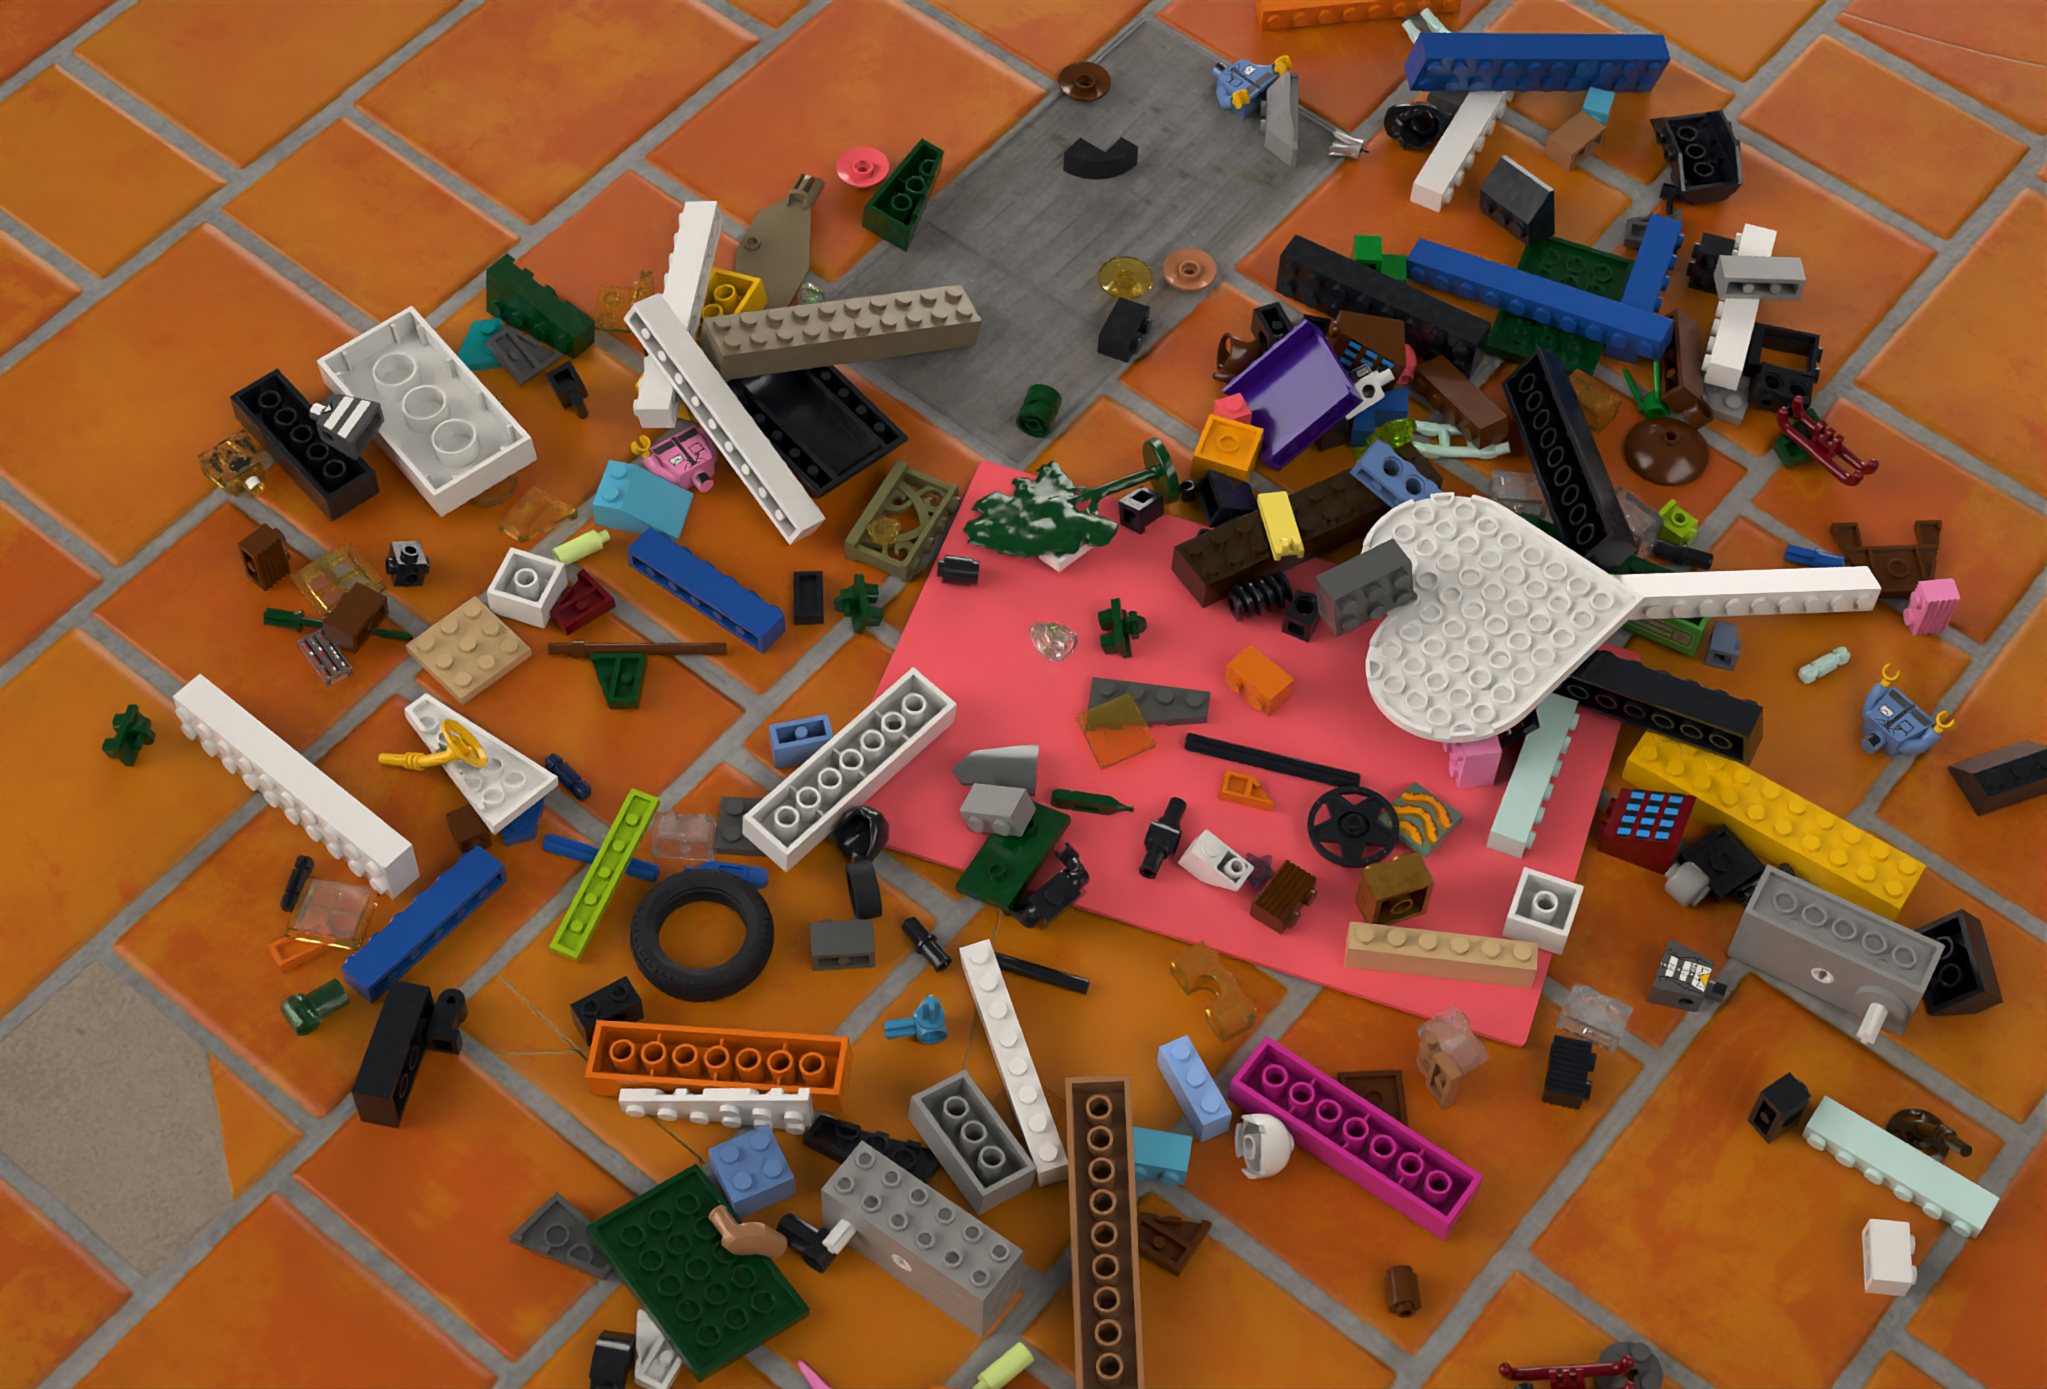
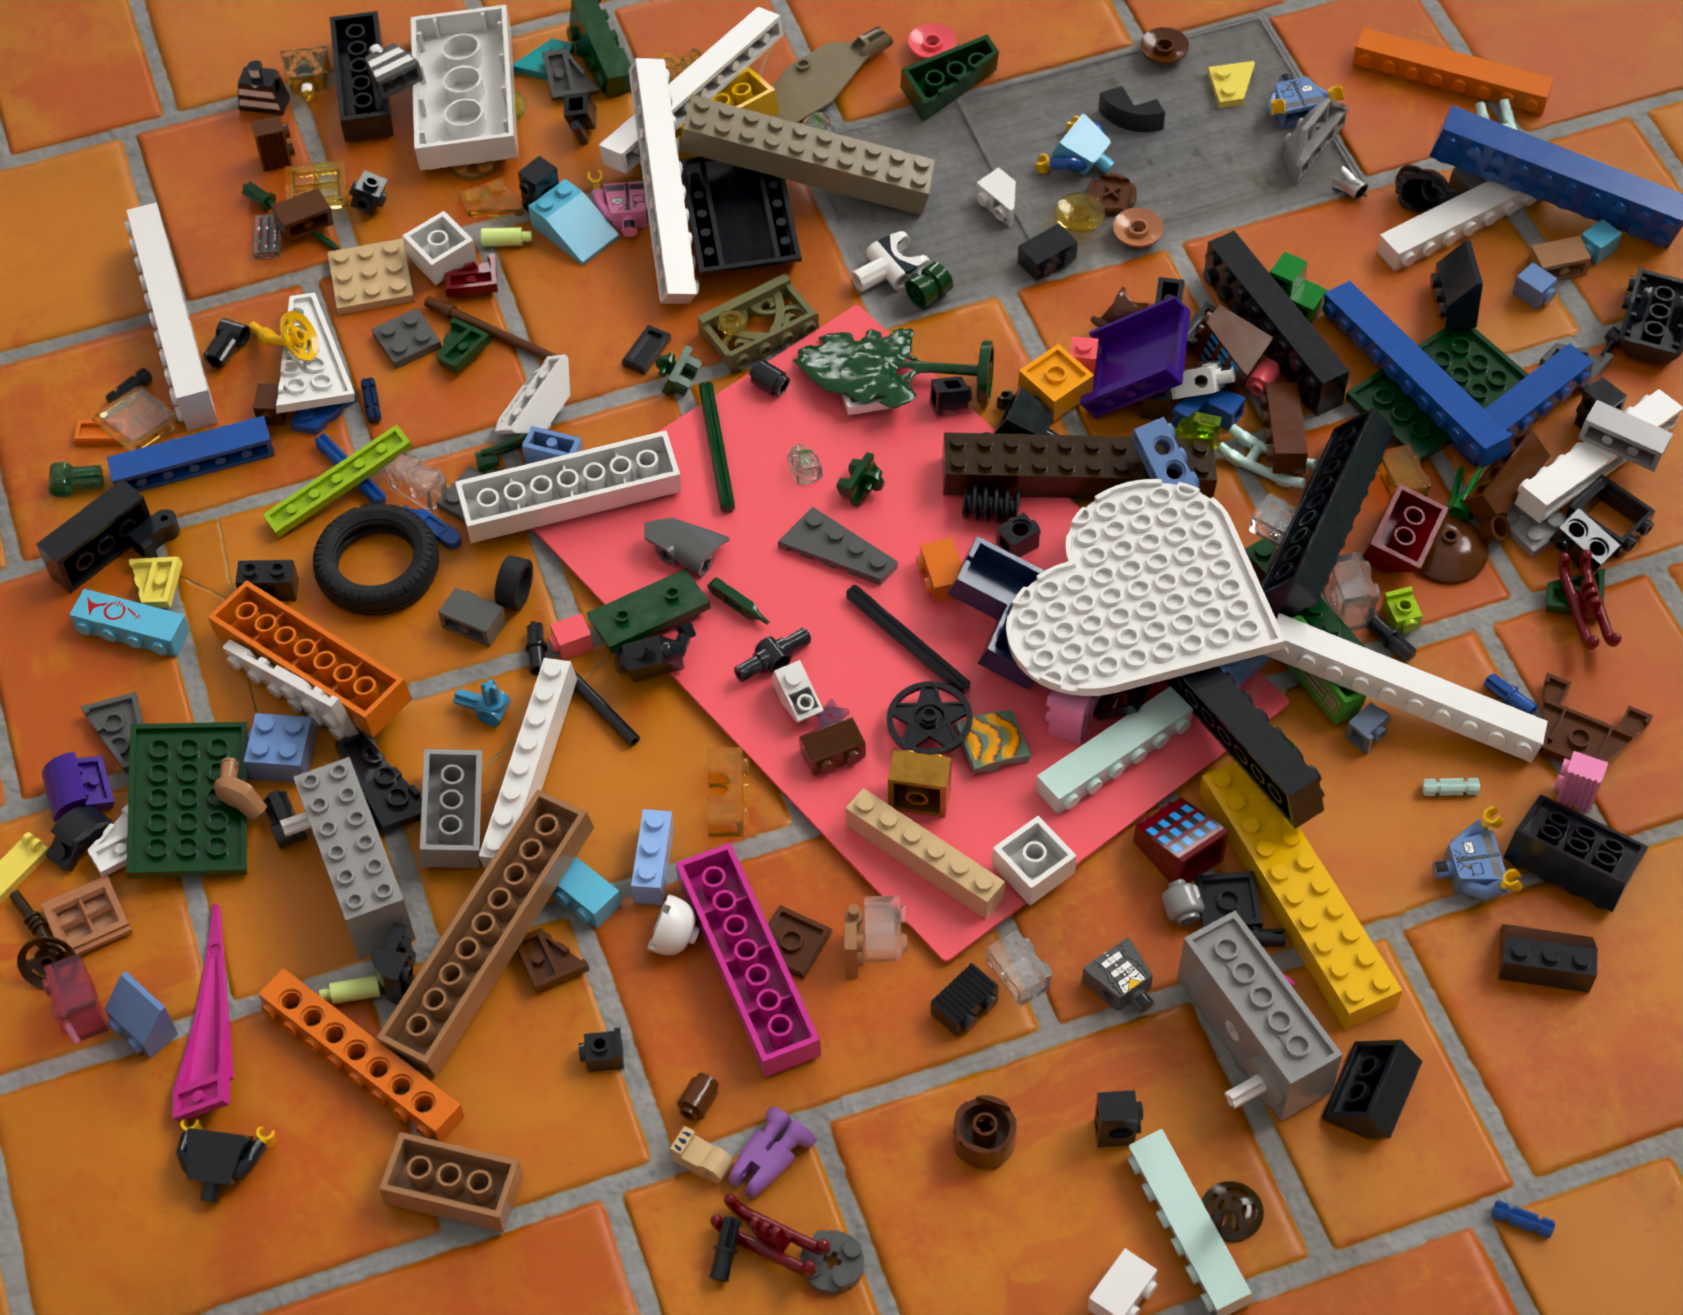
camera: 35 degrees right, 0 degrees up
(132, 733) = (94, 230): dark green hips -> none
(205, 506) = (262, 90): none -> black torso
(369, 780) = (228, 337): none -> black piece
(485, 1068) = (156, 579): none -> light yellow wing
(493, 1125) = (129, 622): none -> medium azure brick
(555, 697) = (406, 338): none -> dark grey plate
(569, 1320) = (76, 783): none -> dark purple brick
(584, 477) = (536, 180): none -> black brick
(706, 589) = (572, 309): blue brick -> none
(738, 779) = (488, 458): none -> dark green plant
(742, 697) = (538, 398): none -> white wedge
(862, 833) = (544, 539): black hair -> none
(954, 916) = (570, 637): none -> coral brick
(956, 661) = (716, 446): none -> dark green axle
(984, 407) = (888, 263): none -> white connector
(997, 809) = (655, 570): light grey brick -> none
(1039, 294) = (998, 195): none -> white slope
(1039, 1324) = (395, 963): none -> black brick
(1082, 215) = (1078, 149): none -> torso
(1115, 731) = (797, 555): clear yellow tile -> none
(1140, 244) = (1114, 192): none -> reddish brown tile
(1167, 94) = (1230, 83): none -> light yellow wing
(1244, 790) = (867, 650): orange tile -> none
(1280, 525) = (1041, 453): light yellow hinge -> none
(1282, 1308) = (602, 1051): none -> black brick
(1335, 672) = (990, 583): none -> dark blue piece
(1364, 587) = (1055, 526): dark grey brick -> none
(1446, 1345) = (700, 1156): none -> tan leg
(1499, 1314) = (769, 1158): none -> medium lavender piece
(1573, 174) = (1535, 286): none -> medium blue brick
(1631, 449) = (1404, 532): none -> dark red slope
(1676, 1182) = (982, 1148): none -> reddish brown brick
(1966, 673) = (1575, 852): none -> black slope

